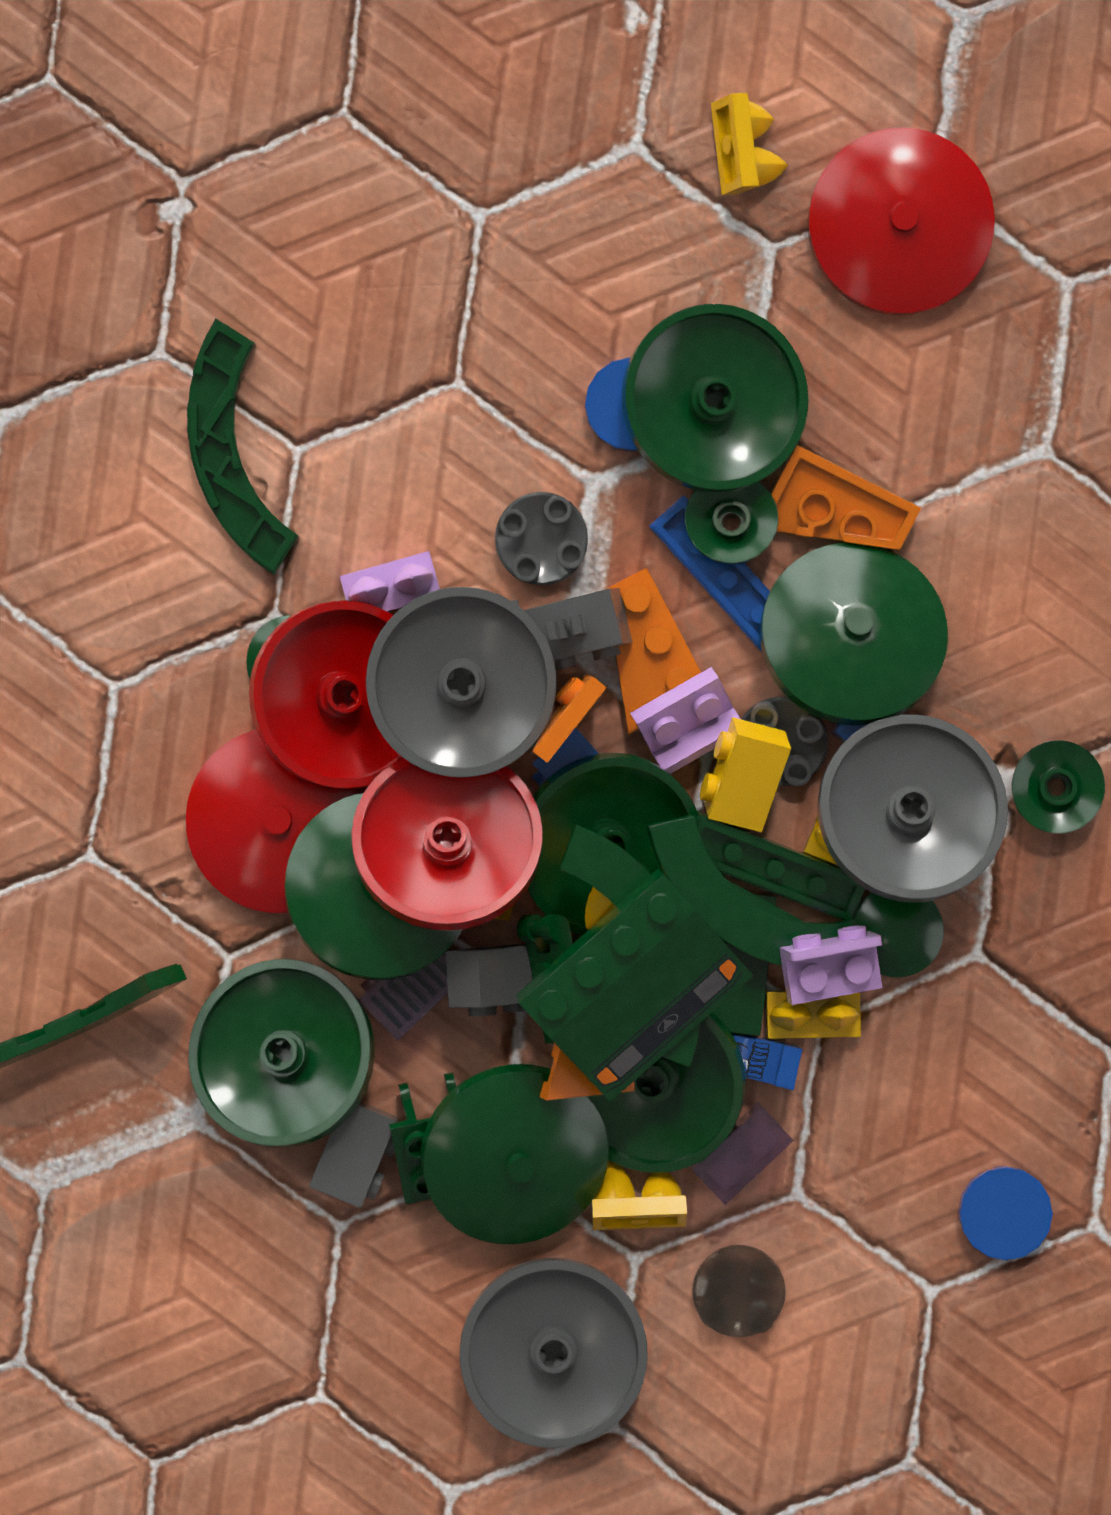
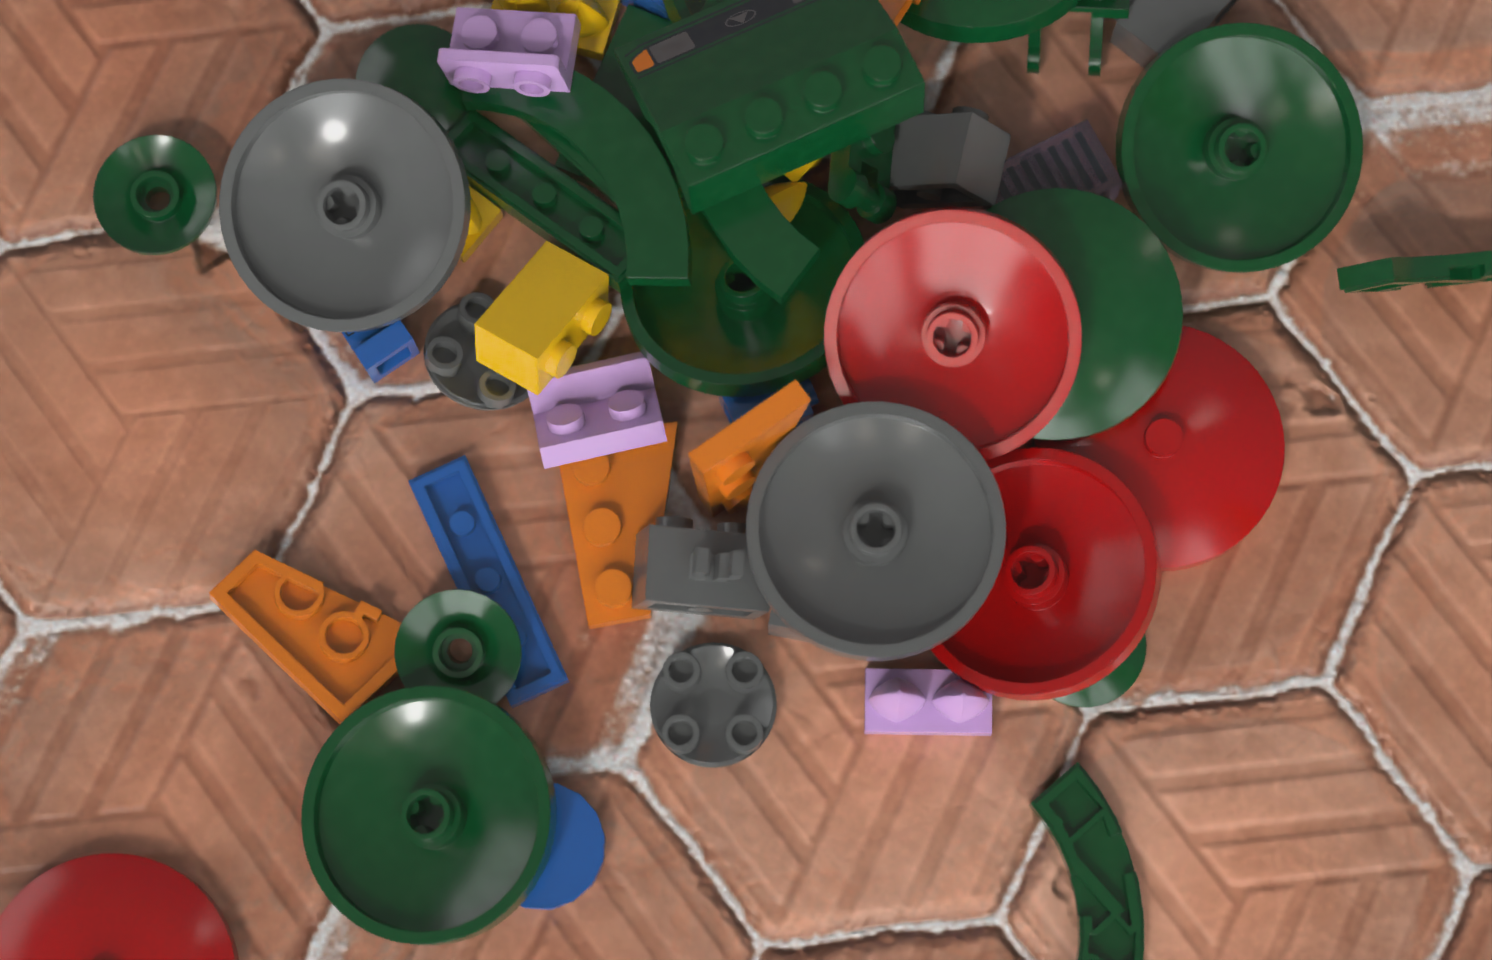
camera: 155 degrees left, 10 degrees down
(853, 633) = (348, 457): dark green dish -> none

